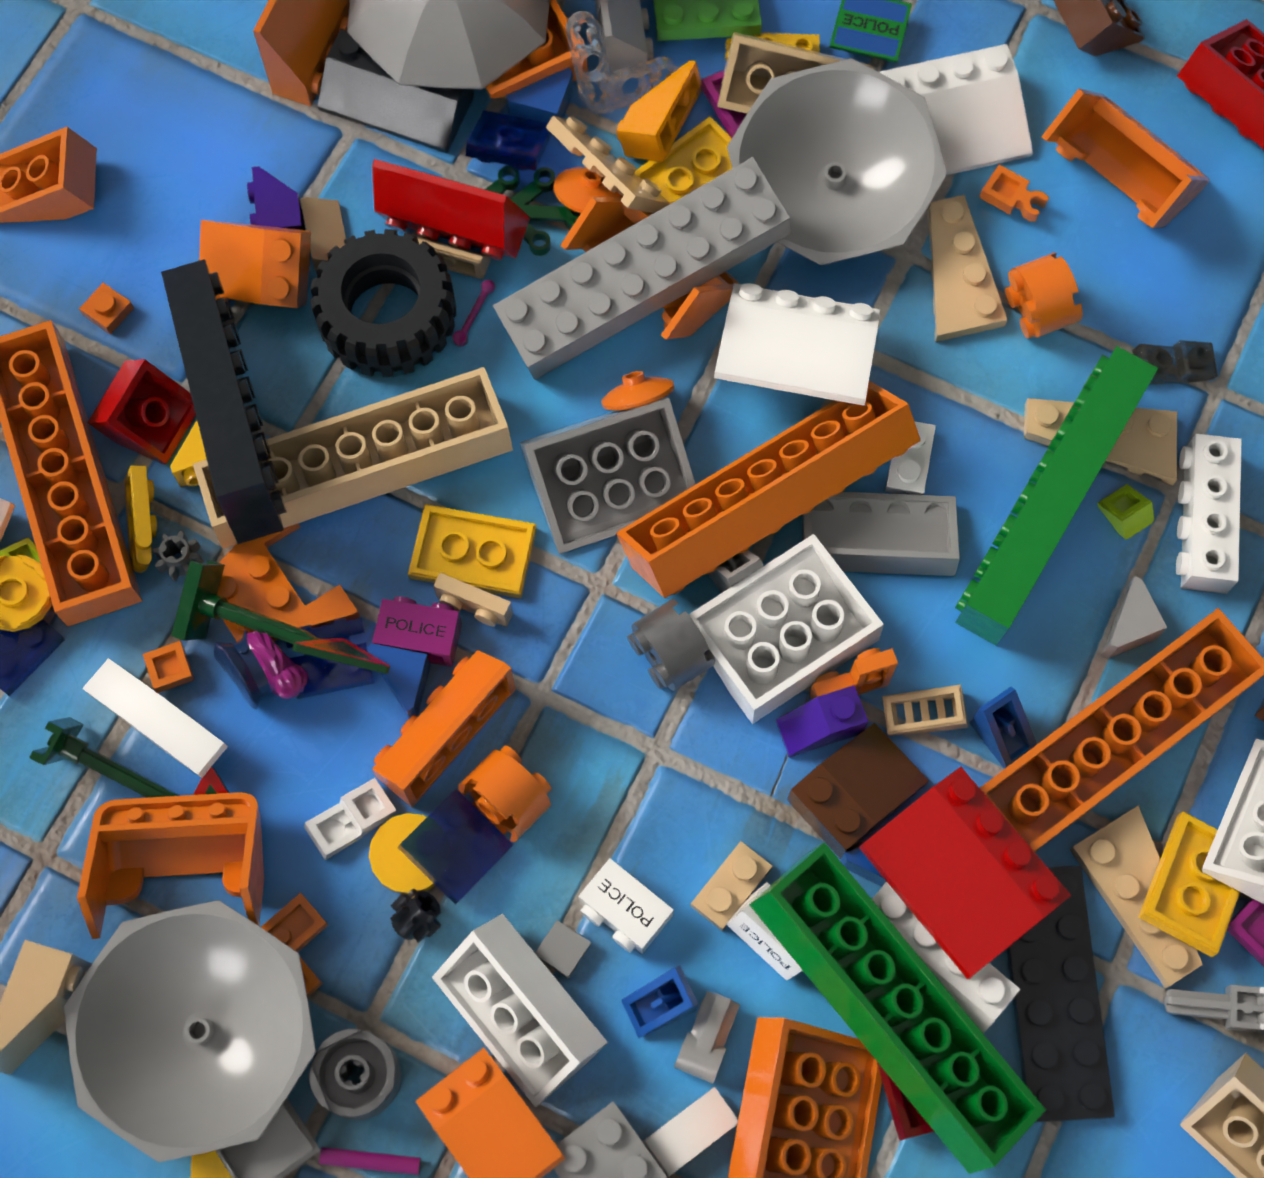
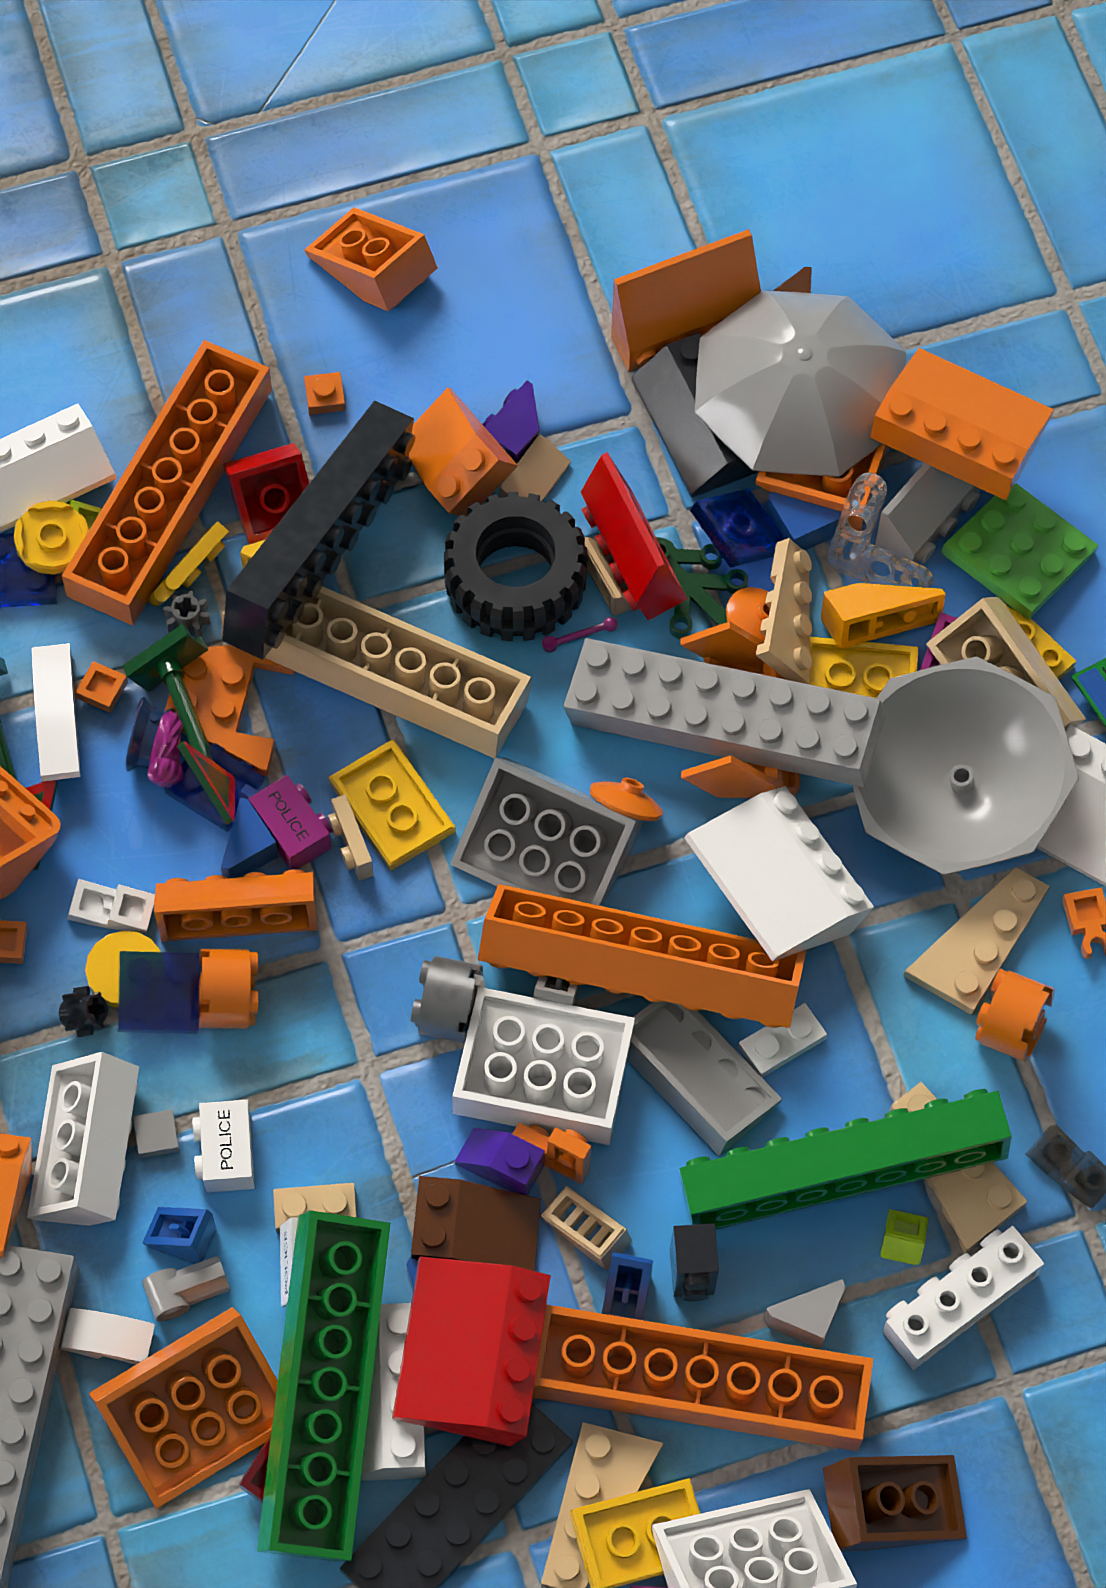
camera: 45 degrees right, 5 degrees down
(1032, 661) = (694, 1261): none -> black piece

